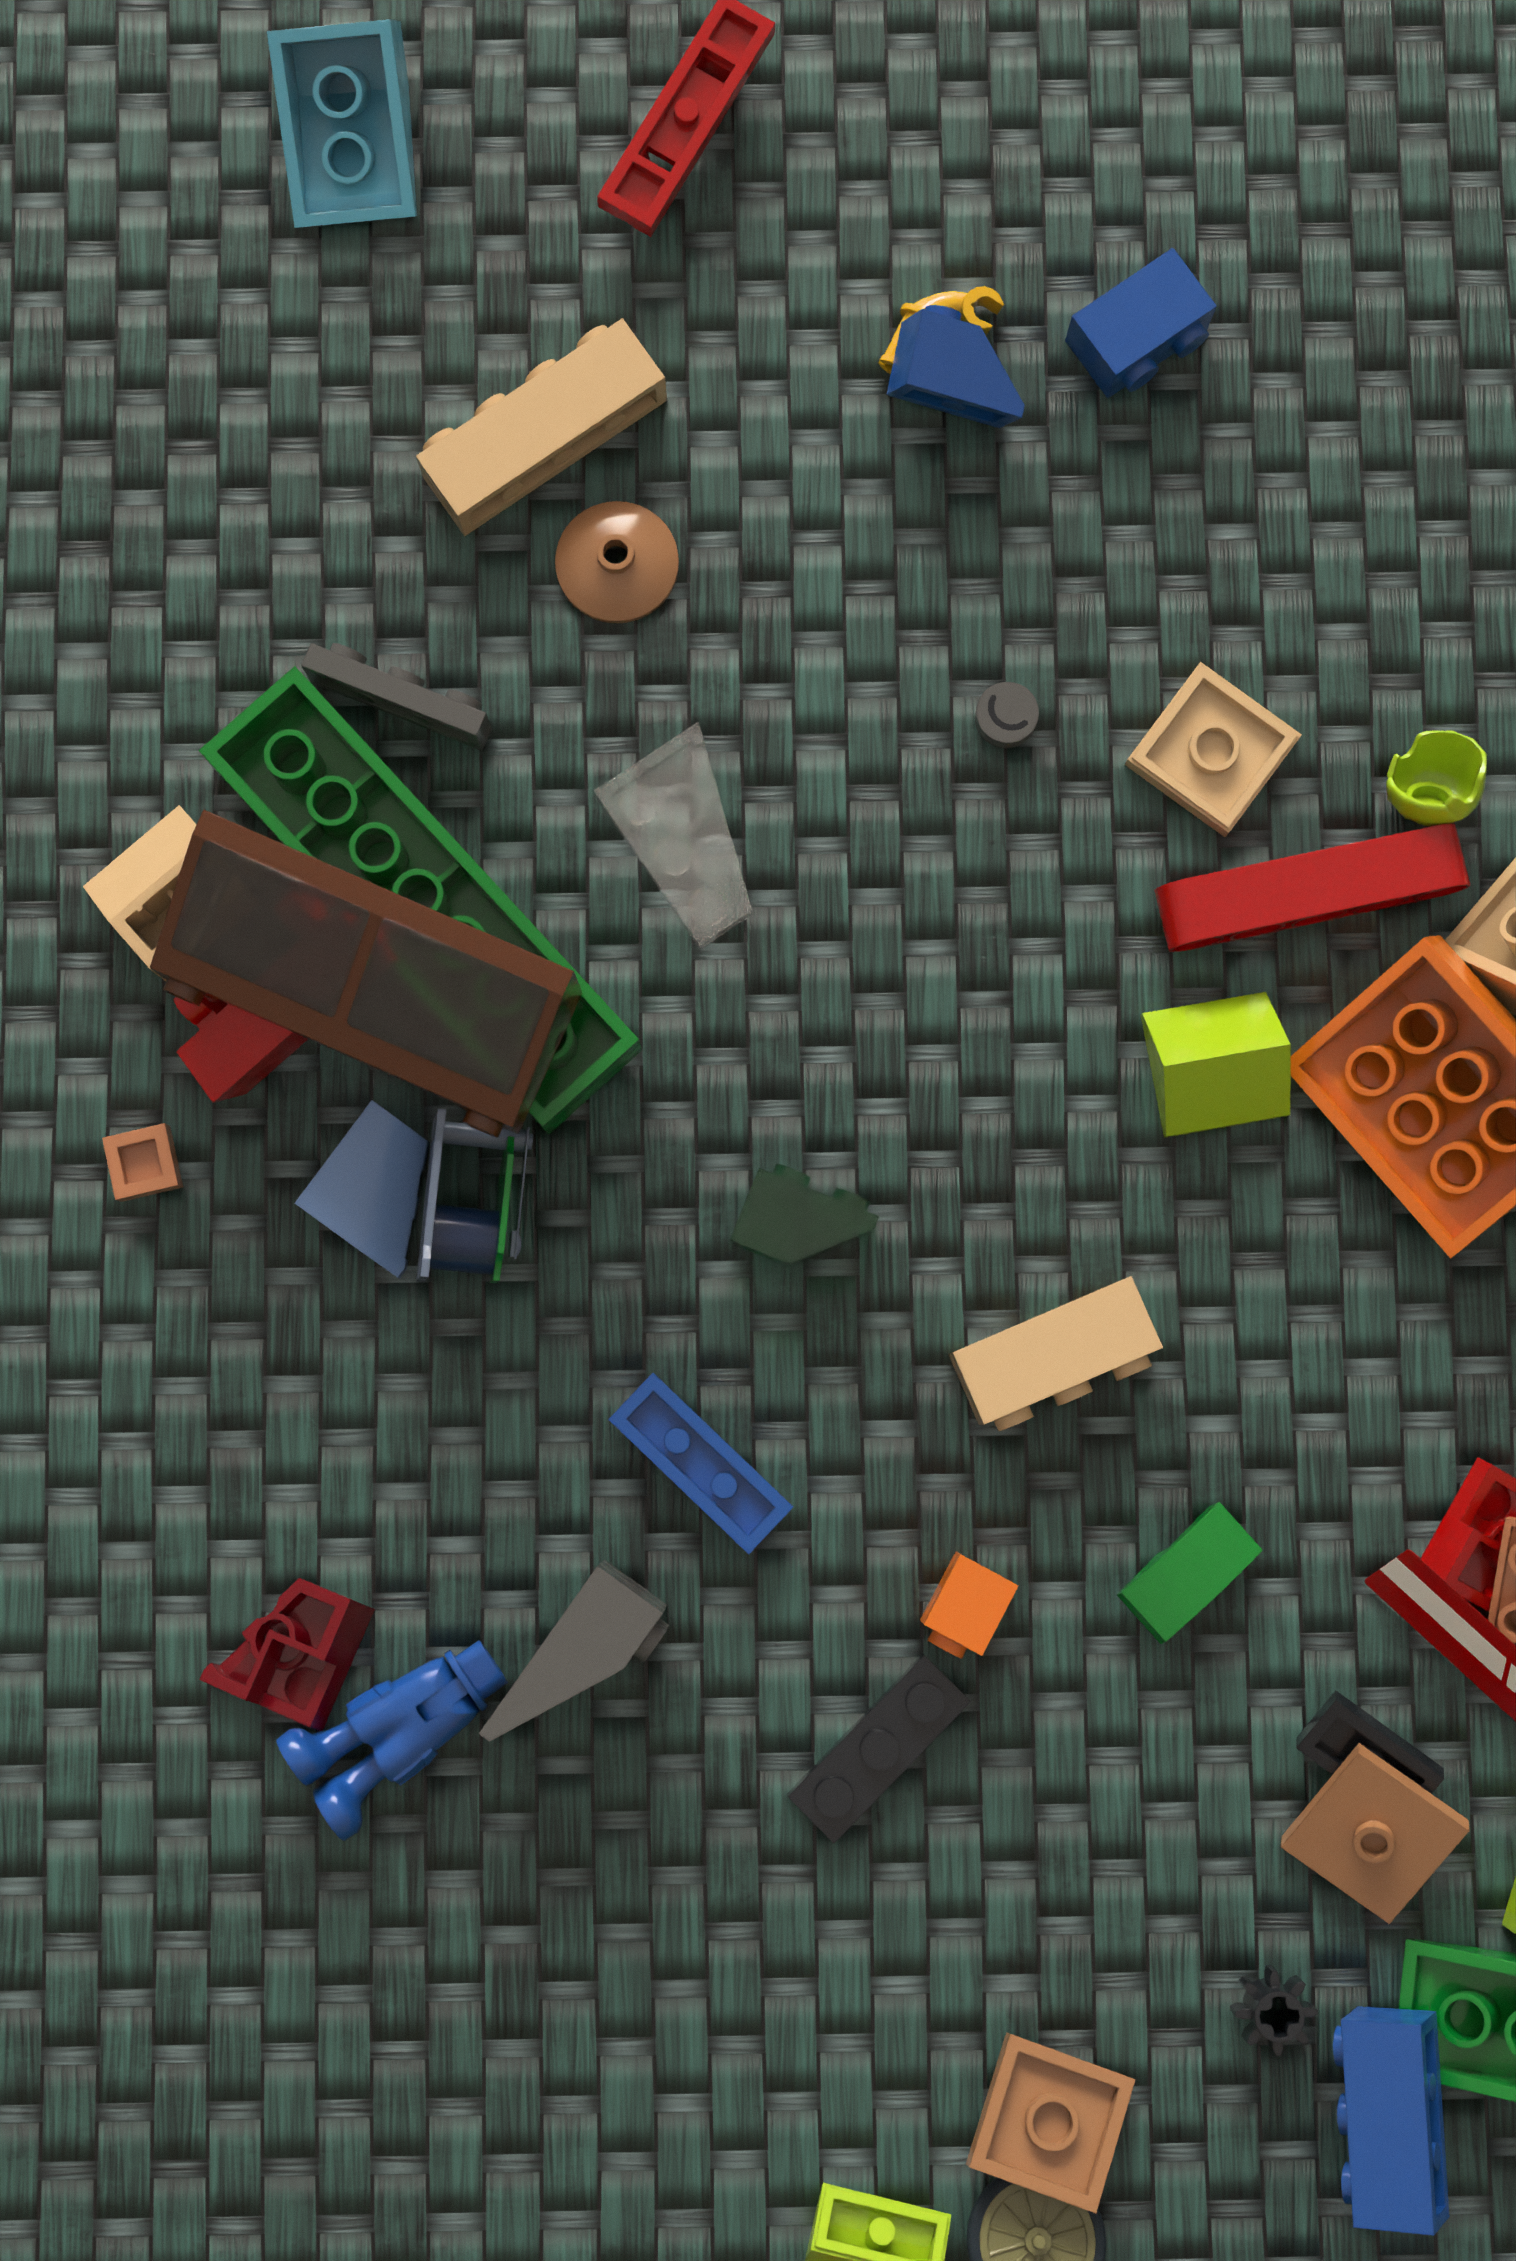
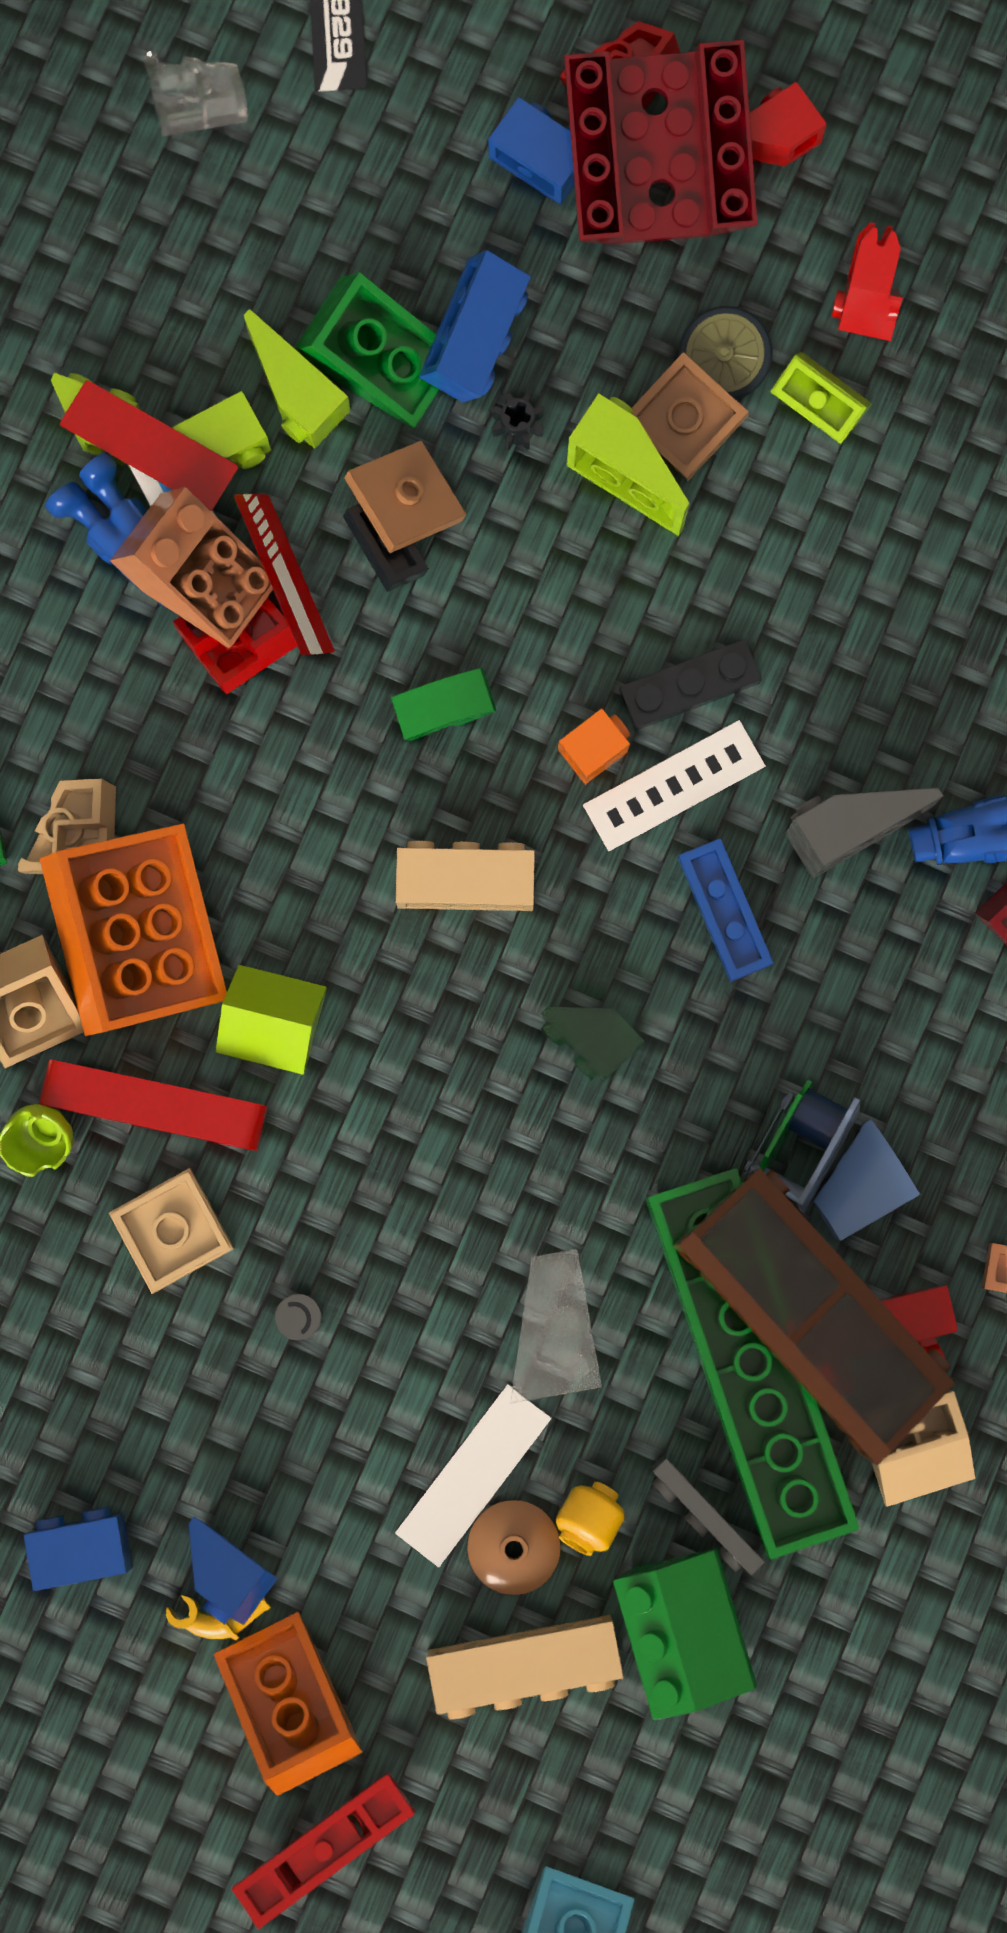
camera: 155 degrees left, 0 degrees up
(364, 541) = (684, 1633): none -> green slope
(538, 629) = (590, 1518): none -> yellow head
(704, 621) = (472, 1477): none -> white sticker
(807, 259) = (287, 1704): none -> orange slope
(839, 1603) = (674, 785): none -> white sticker
(1120, 2020) = (621, 458): none -> lime slope

